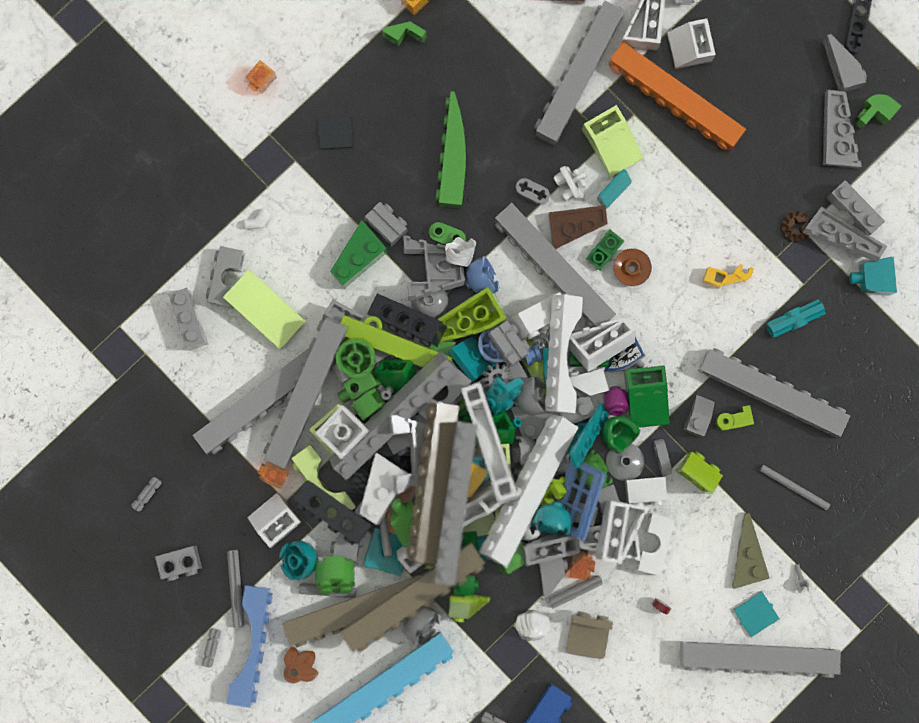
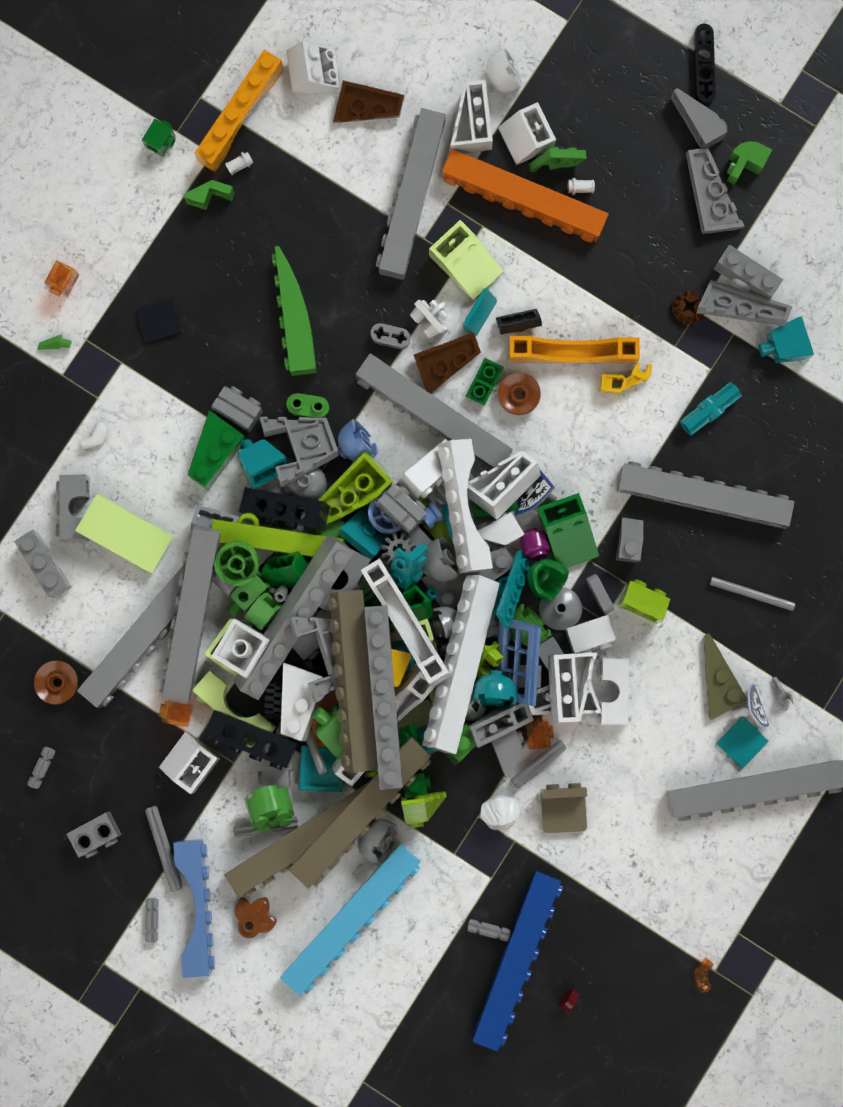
camera: 10 degrees left, 0 degrees up
(166, 421) = (45, 680): none -> dark orange dish
(242, 131) = (55, 343): none -> bright green bar
(298, 560) = (225, 800): teal cylinder -> none
(395, 274) = (259, 461): none -> teal torso
(436, 12) = (239, 163): none -> white pin
(460, 252) = (326, 420): white hair -> none
(646, 205) = (518, 321): none -> black plate
(661, 606) = (636, 758): dark red tile -> none
(708, 246) = (604, 351): none -> light orange arch
(711, 70) = (558, 158): none -> bright green wing
(726, 99) = (580, 186): none -> white pin
(730, 421) = (663, 538): lime leg -> none
(774, 587) = (754, 708): none -> shield

